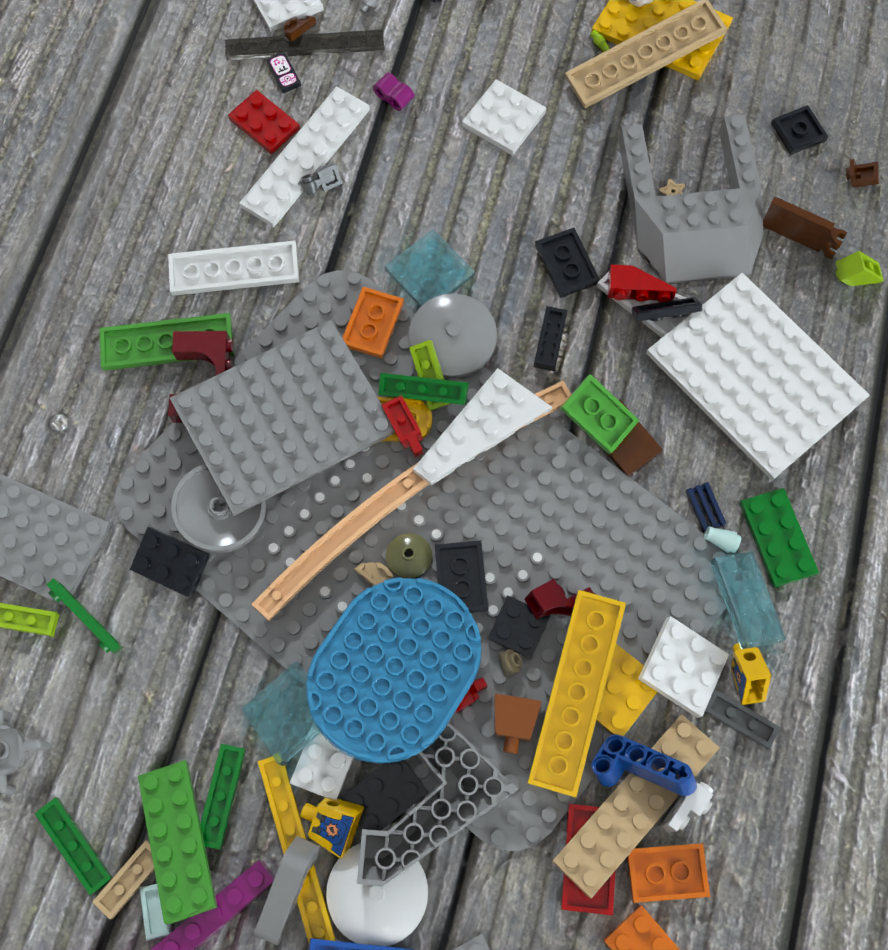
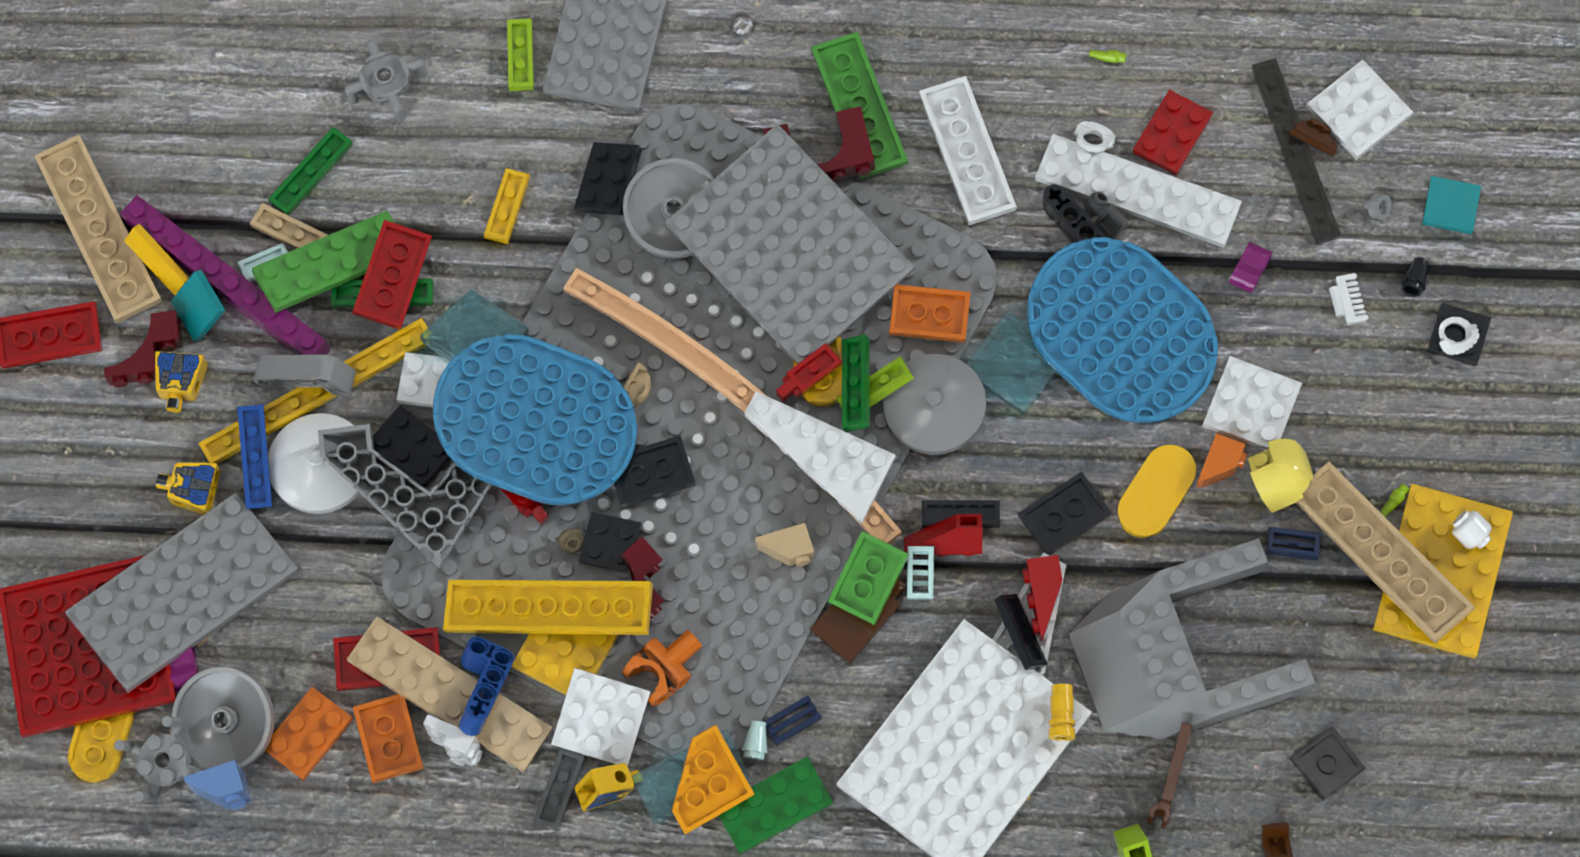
camera: 80 degrees right, 0 degrees up
(107, 641) = (549, 85): green plate -> none
(167, 661) = (506, 206): none -> yellow tile
(185, 149) = (1112, 56): none -> lime piece
(208, 780) = (392, 274): none -> red plate
(246, 170) = (1097, 129): none -> white piece
(283, 72) = (1248, 136): tile -> none
(302, 209) = (1068, 206): none -> black beam
(333, 824) = (373, 402): yellow torso -> none
(411, 566) = (668, 426): olive dish -> none
(422, 187) = (1122, 330): none -> dark azure tile
(435, 41) = (1342, 300): none -> white piece
(514, 720) = (509, 554): dark orange torso -> none
(546, 145) = (1222, 460): none -> orange slope
(555, 473) = (788, 545): none -> tan slope
(560, 195) = (1156, 491): none -> yellow tile
(570, 104) = (1281, 473): none -> light yellow brick
(571, 349) = (952, 536): none -> red slope
(614, 374) = (920, 595): none -> light aqua slope
(616, 127) = (1290, 543): none -> dark blue tile
(646, 598) = (664, 663): none -> orange connector
(678, 188) = (1192, 628): tan plate -> none
(747, 288) = (1062, 713): none -> yellow axle
(761, 581) = (708, 782): none -> light orange plate

